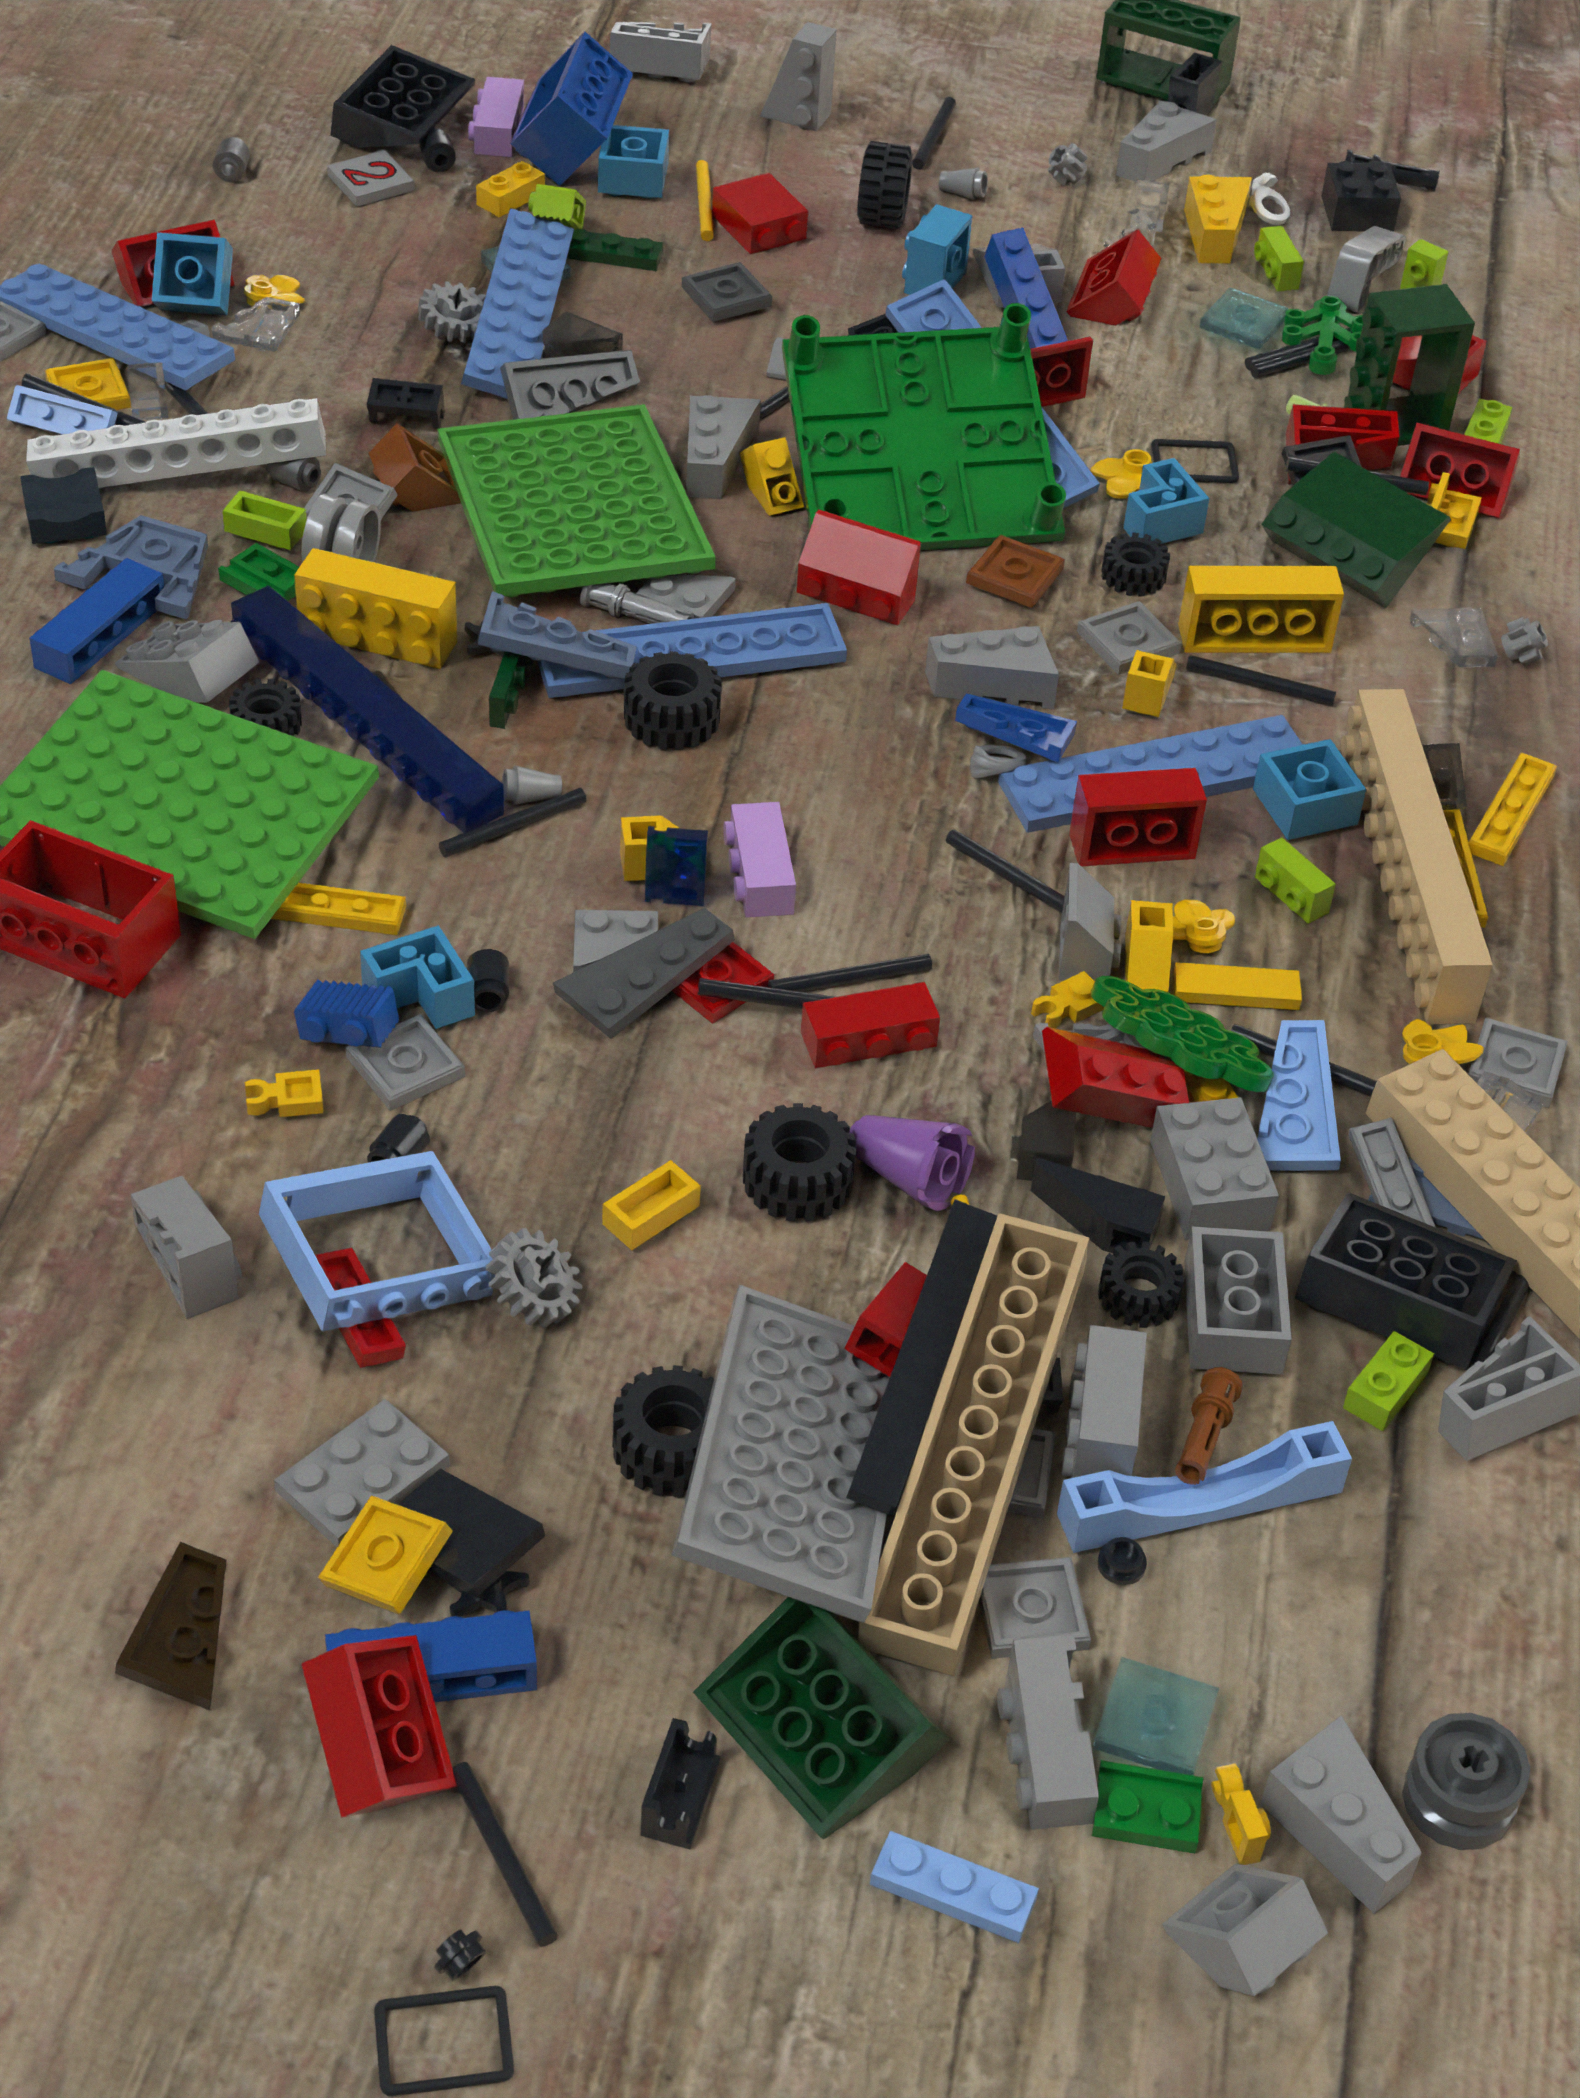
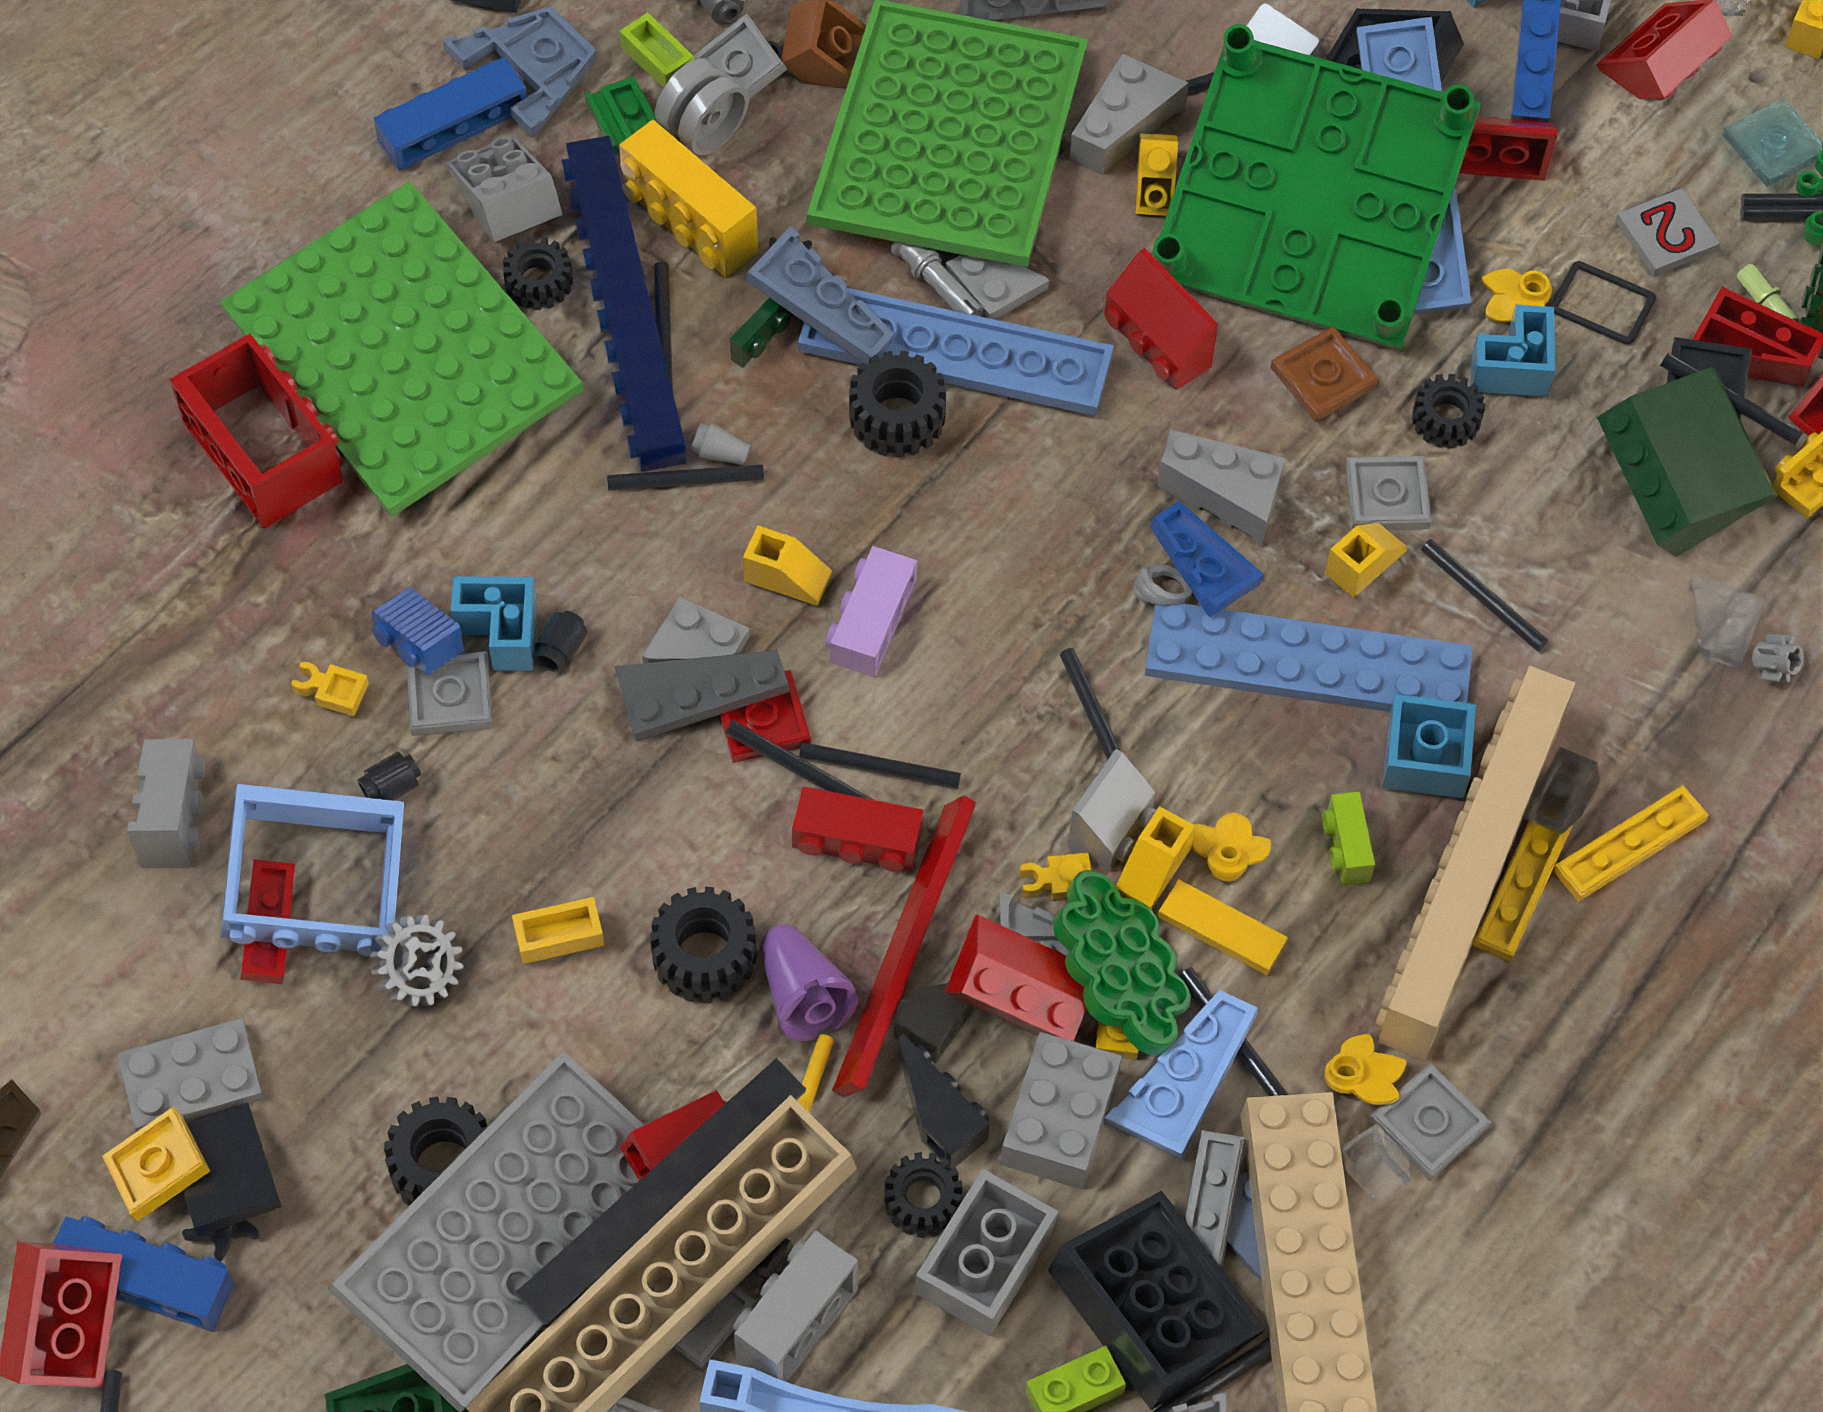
camera: 30 degrees right, 15 degrees up
(343, 908) = (489, 511): yellow tile -> none
(676, 866) = (782, 593): clear blue plate -> none
(978, 1093) = (904, 947): none -> red tile
(1137, 816) = (1236, 711): red brick -> none
(1208, 400) = (1667, 232): none -> light grey tile
(1211, 1413) = (894, 1348): dark orange pin -> none
(1260, 609) = (1522, 519): yellow brick -> none

